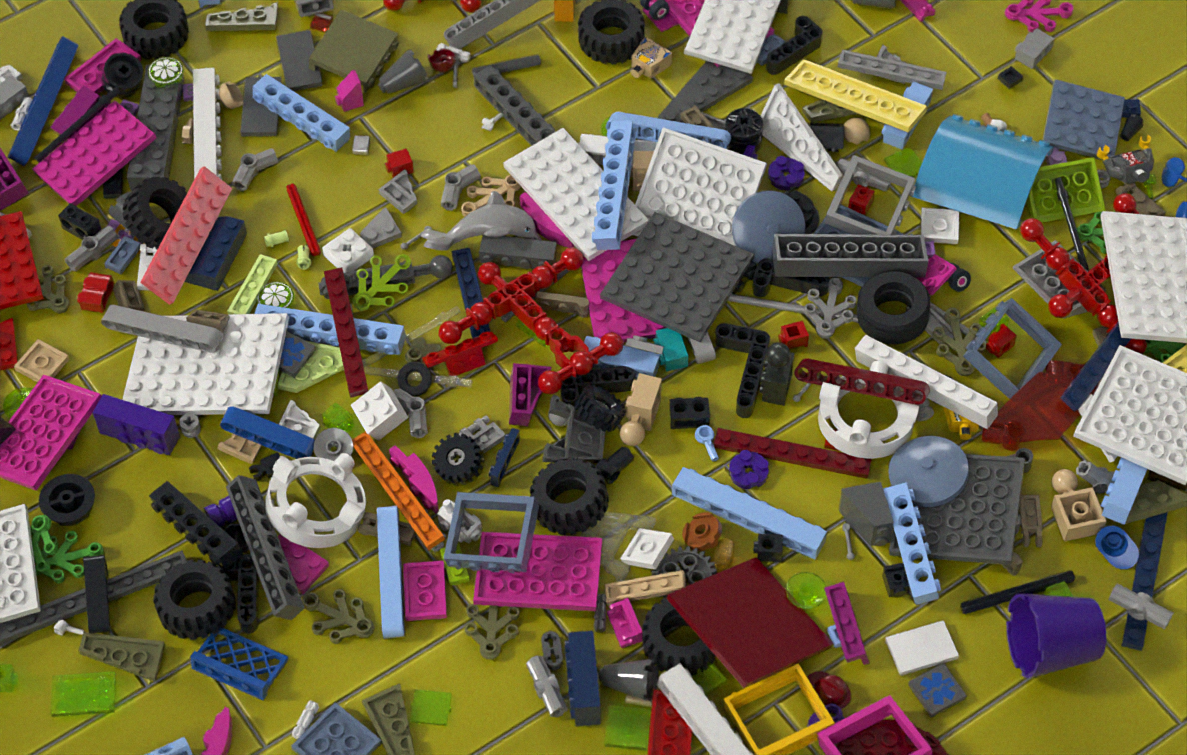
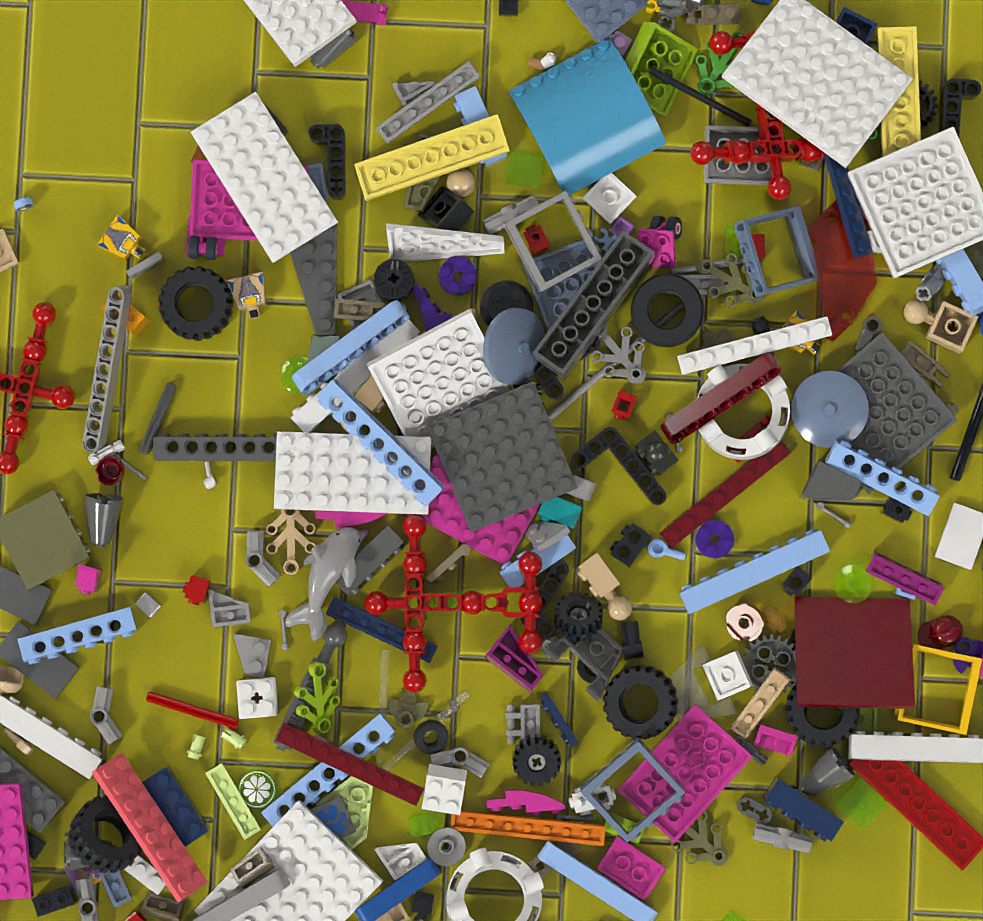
camera: 50 degrees left, 30 degrees up
(463, 356) = (438, 684): red bracket -> none

